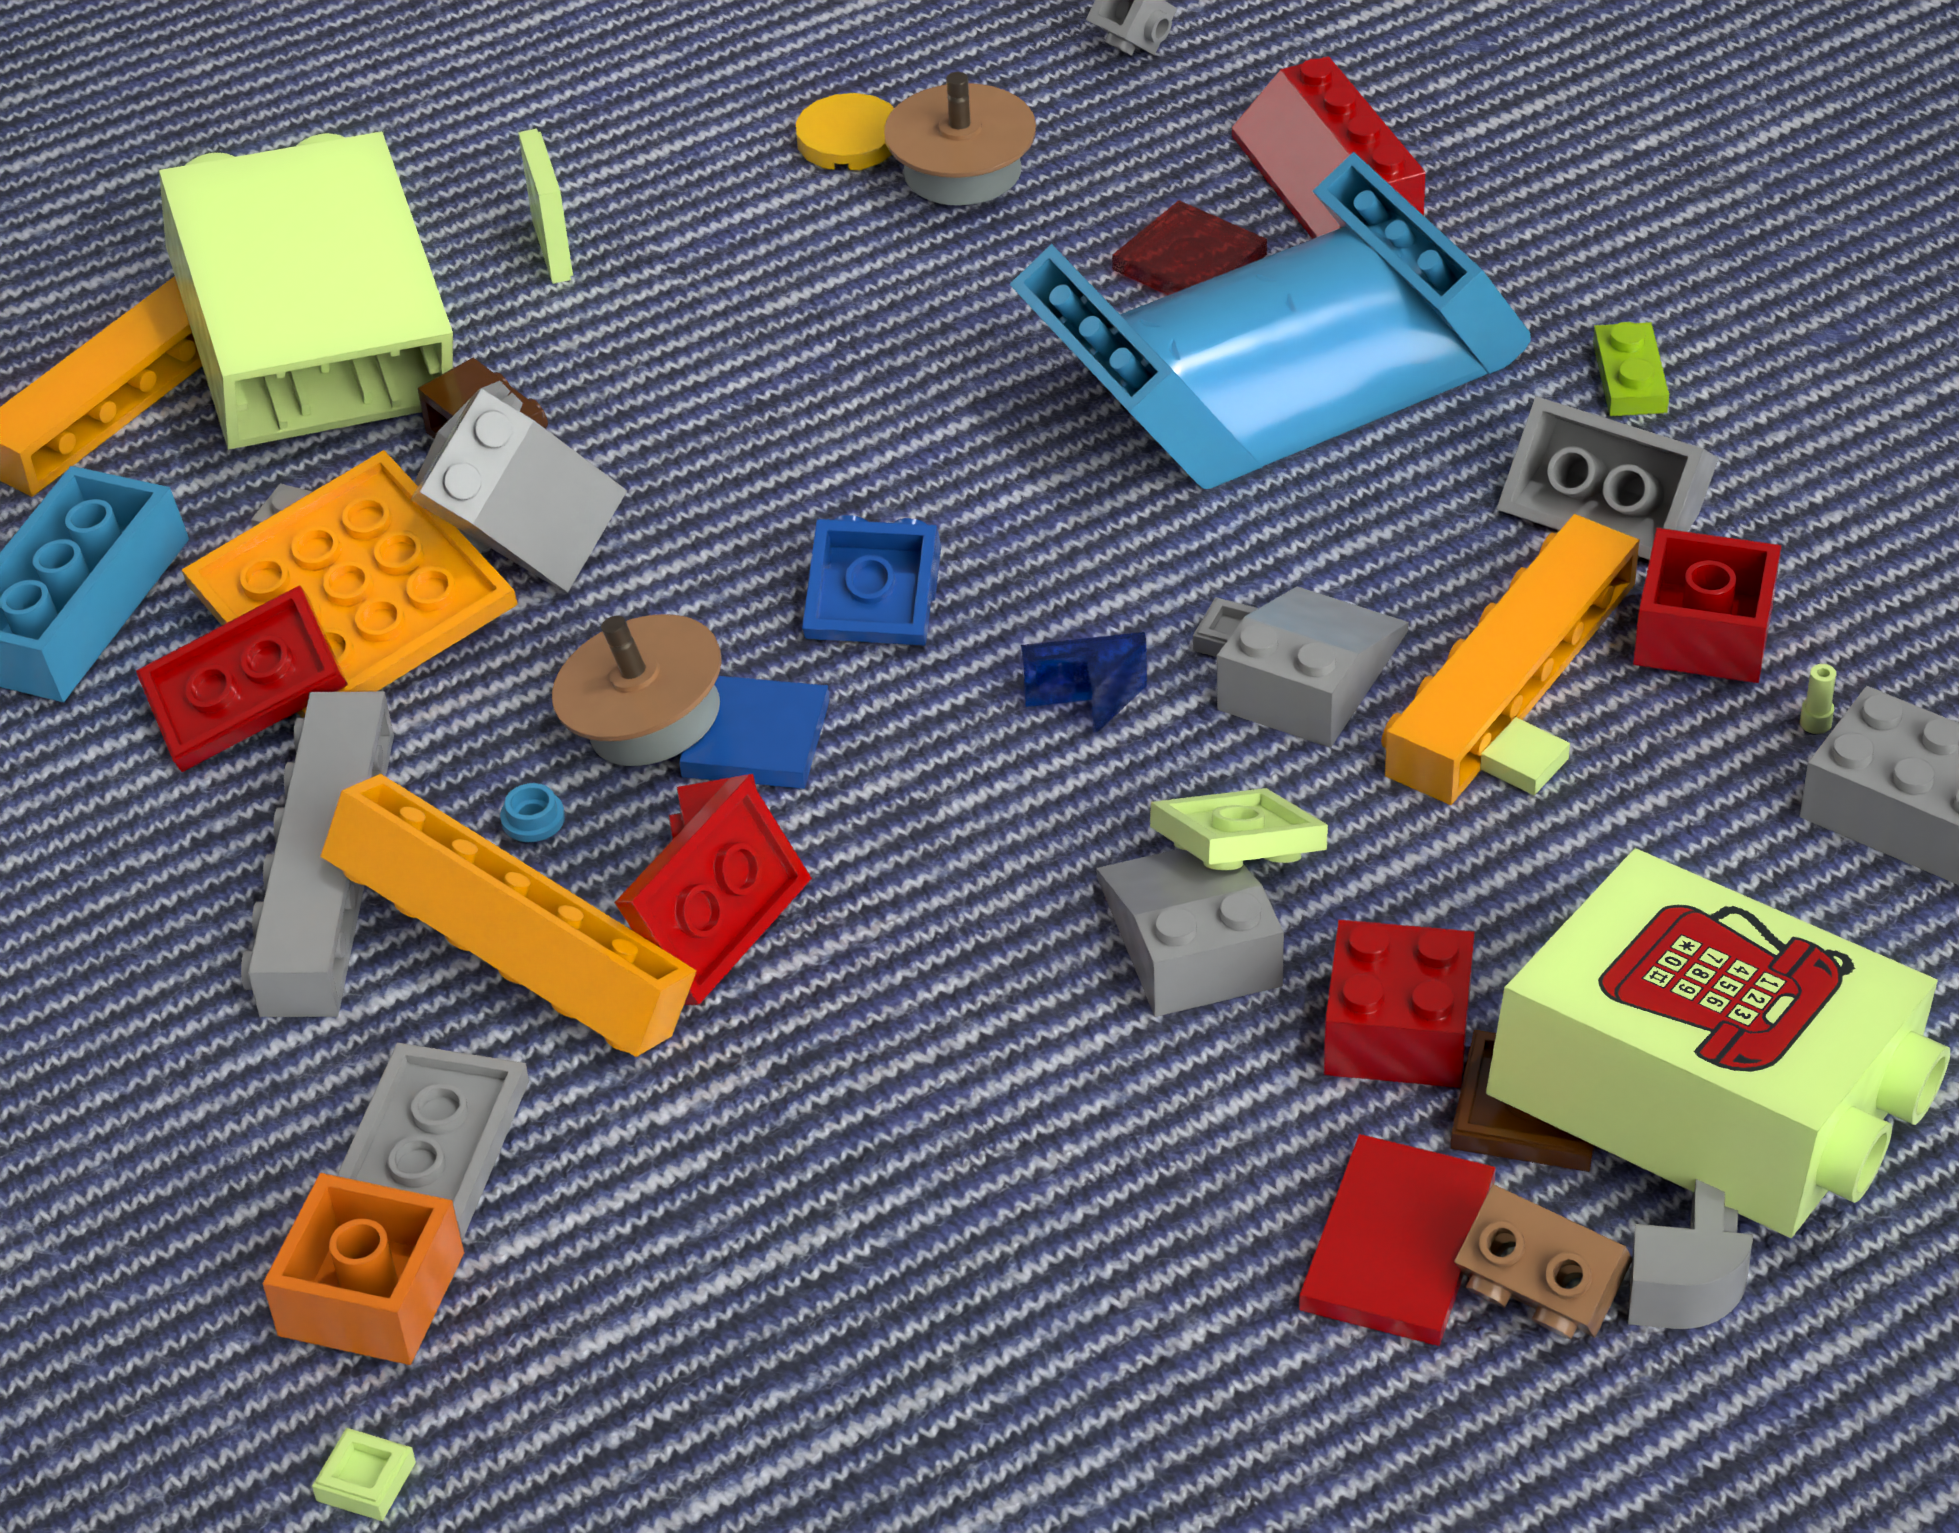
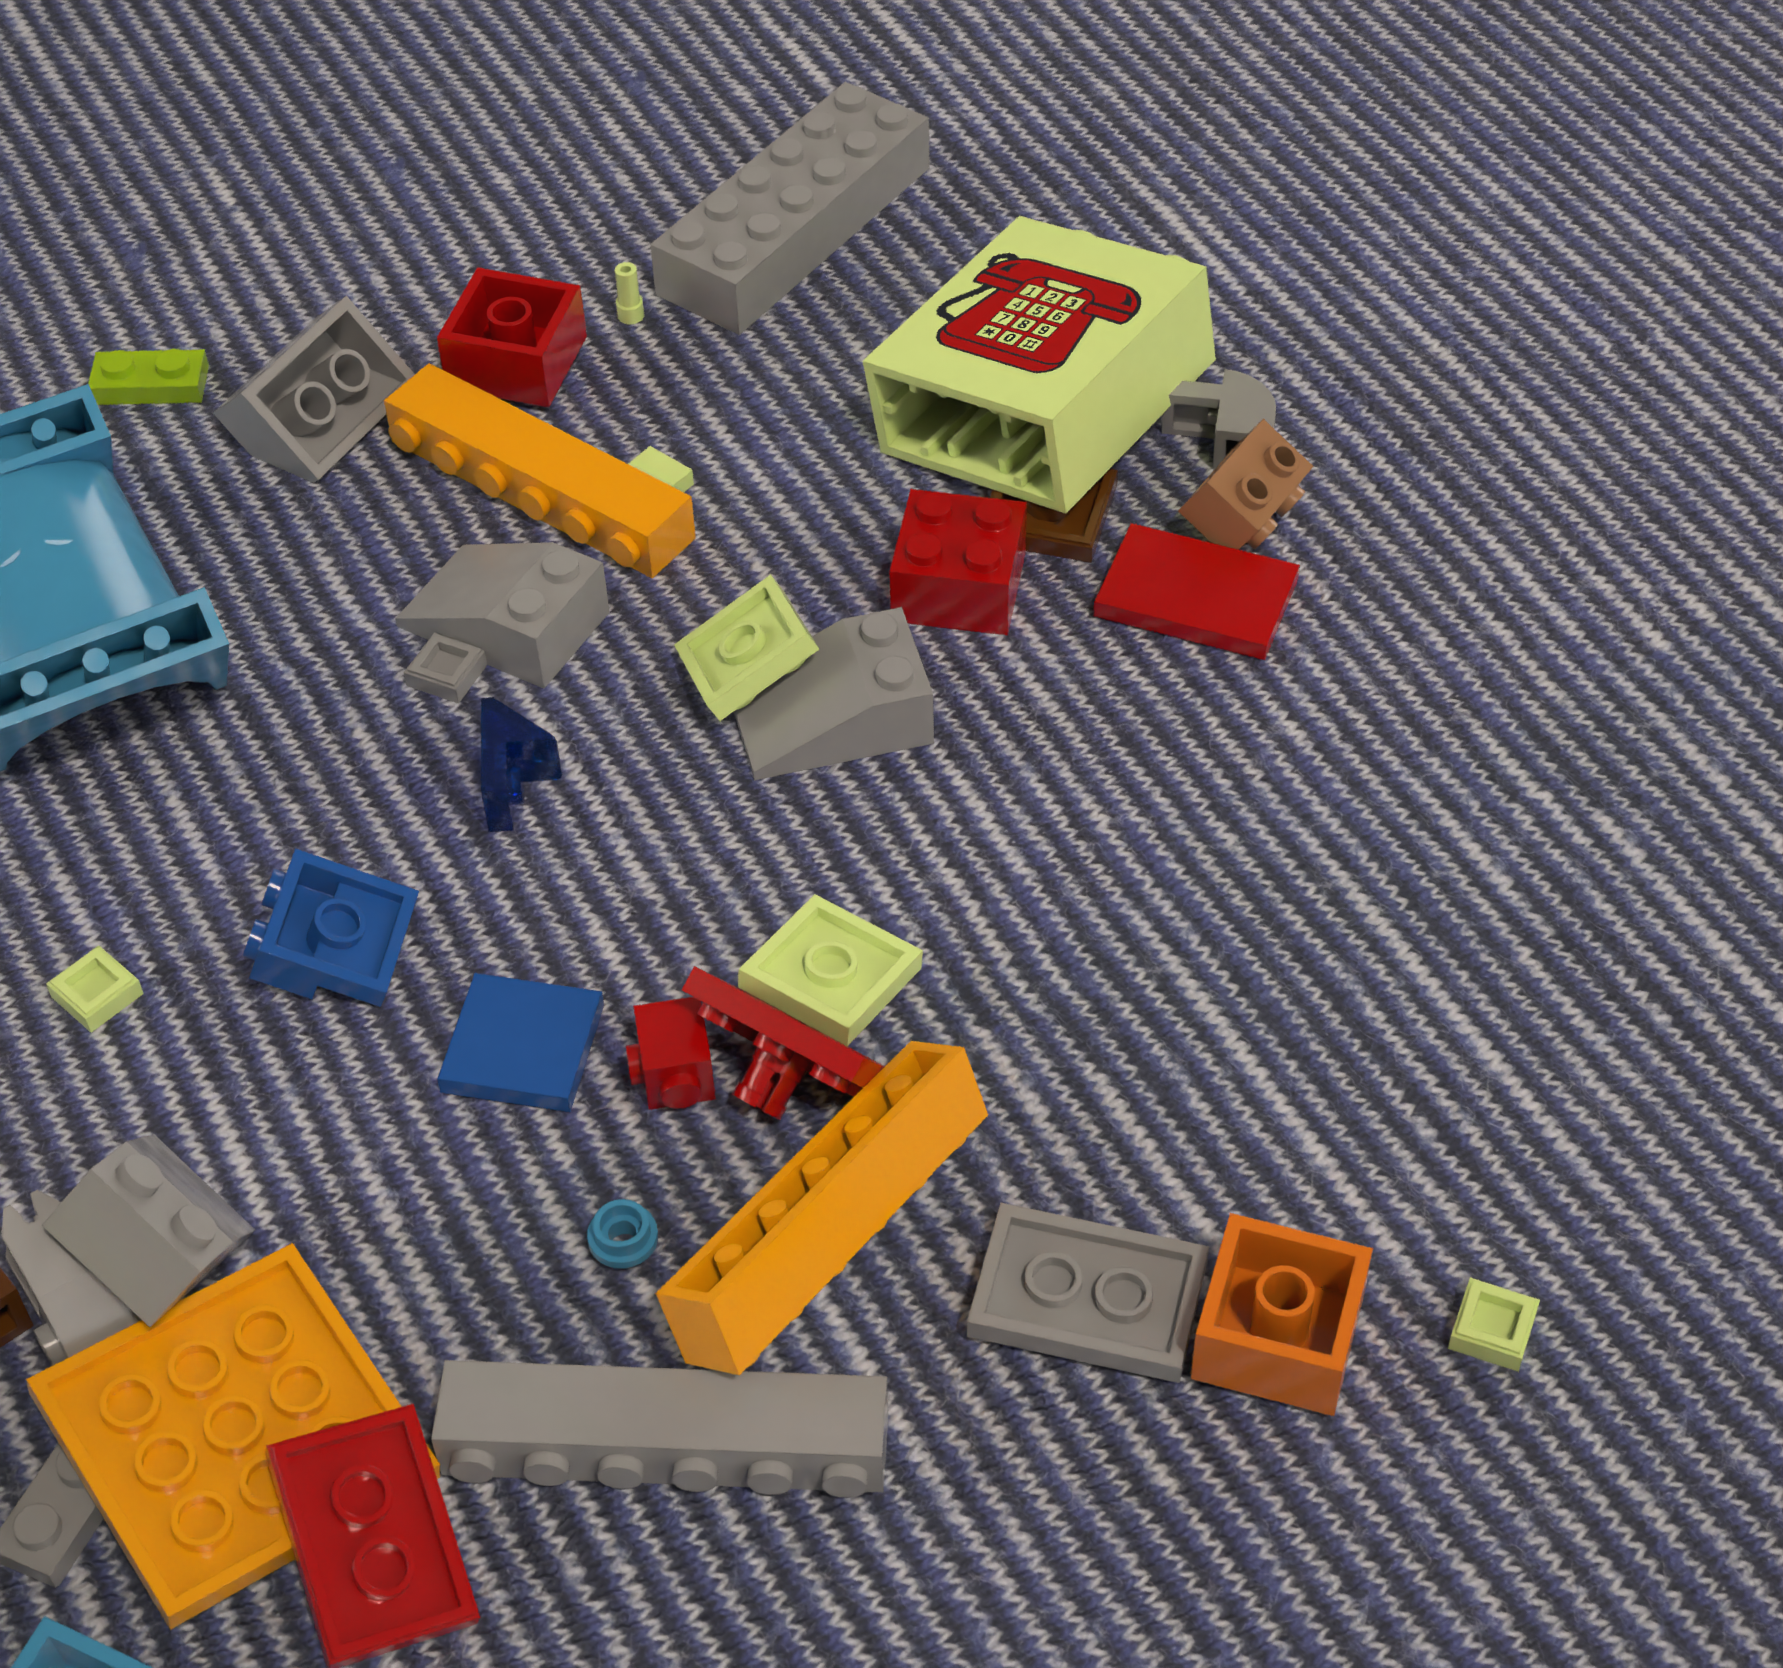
camera: 90 degrees left, 5 degrees up
(641, 688) = (478, 1107): medium nougat piece -> none
(819, 930) = (830, 969): none -> yellowish green plate
(829, 459) = (94, 988): none -> yellowish green tile

